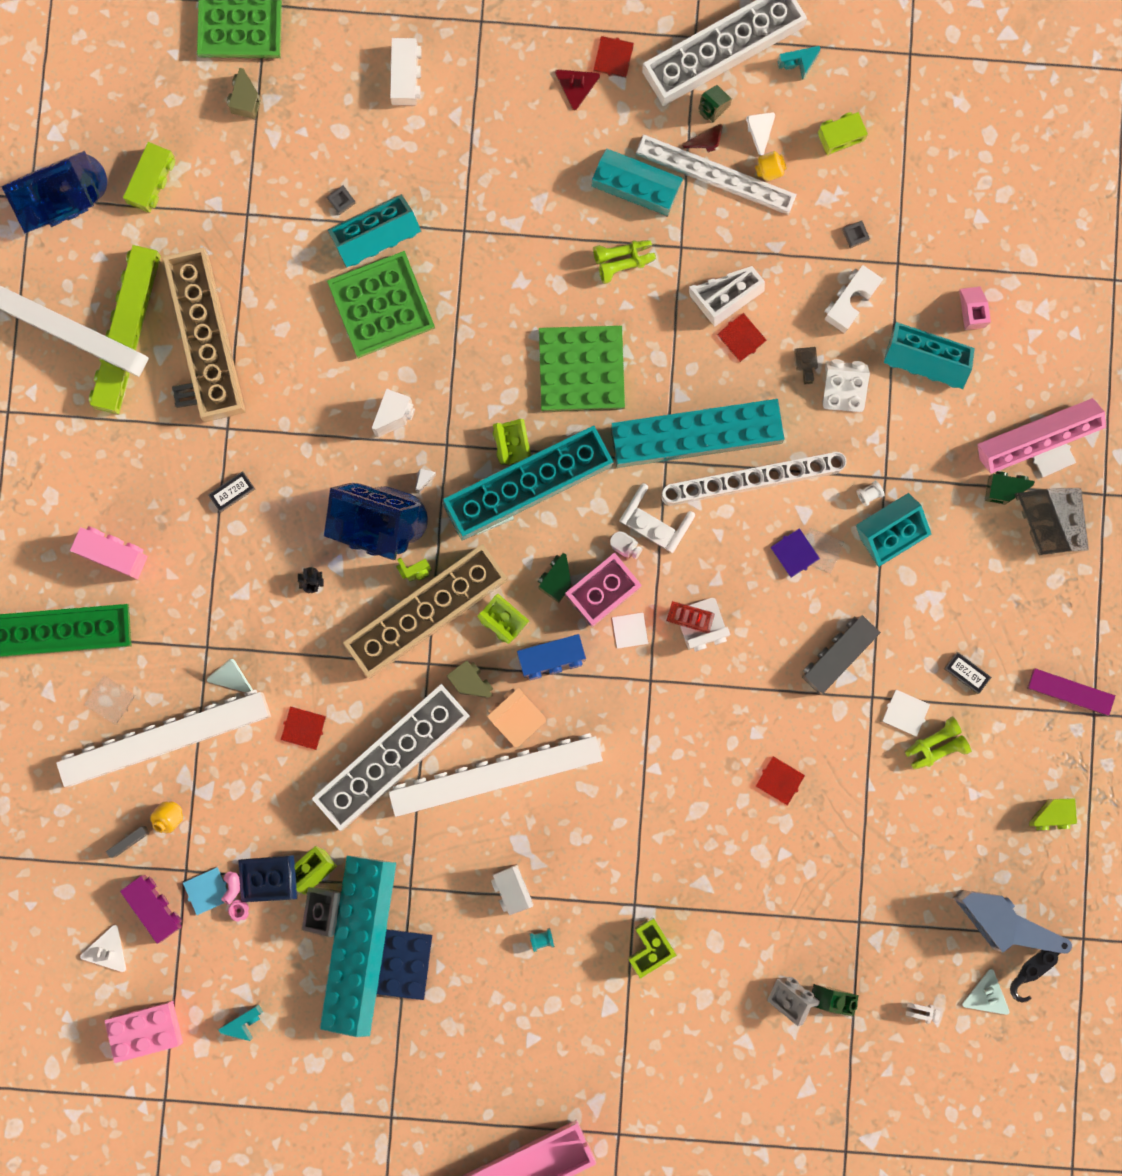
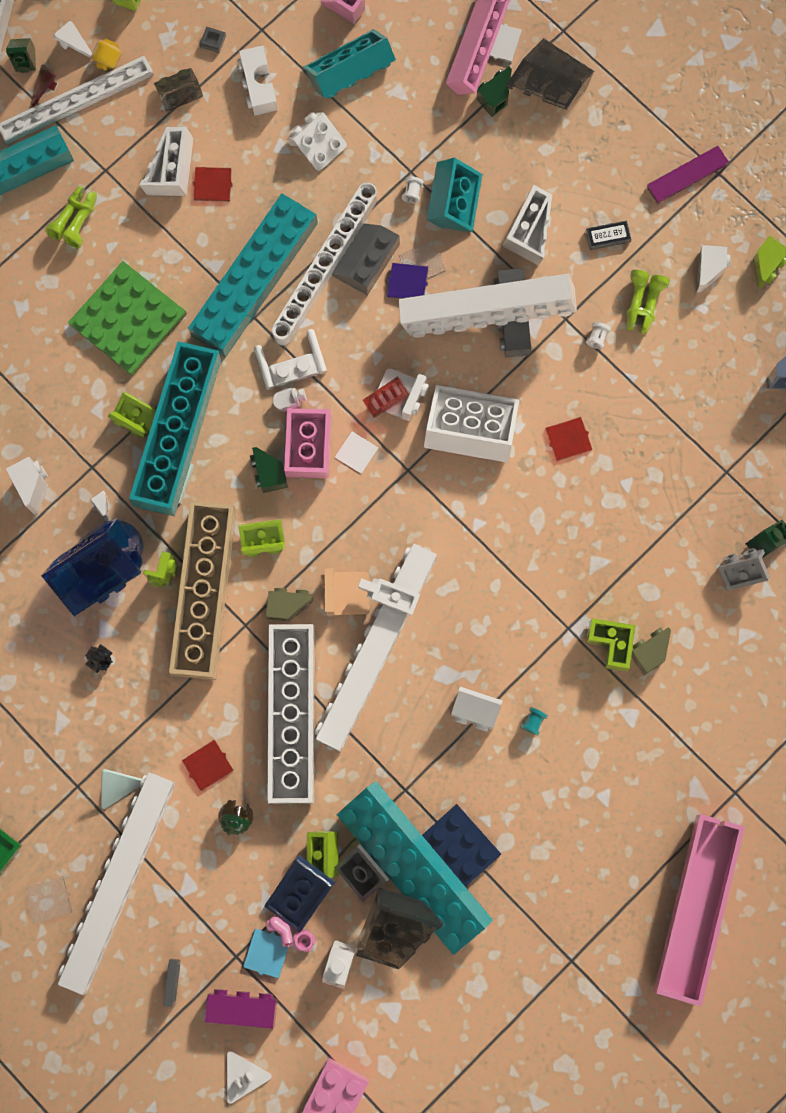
camera: 40 degrees left, 5 degrees down
(166, 817) = (180, 933): yellow head -> none
(237, 1027) = (395, 1022): teal slope -> none
(244, 951) = (339, 964): none -> white torso
(280, 784) = (235, 819): none -> piece
(301, 971) = (395, 929): none -> clear smoke wedge
(541, 754) = (390, 595): none -> white hinge
(552, 657) = (324, 524): blue brick -> none
(670, 984) = (652, 652): none -> olive slope
(727, 698) = (471, 423): none -> white slope
(786, 505) = (367, 257): none -> dark grey slope
(793, 244) = (178, 89): none -> clear smoke bracket
(806, 360) = (274, 153): clear smoke plate -> none
(825, 634) = (488, 305): none -> white brick
(879, 734) = (598, 335): none -> white bush
(906, 713) = (599, 304): white piece -> none
(919, 608) = (529, 229): none -> white wedge
(1013, 772) = (711, 265): none -> white slope

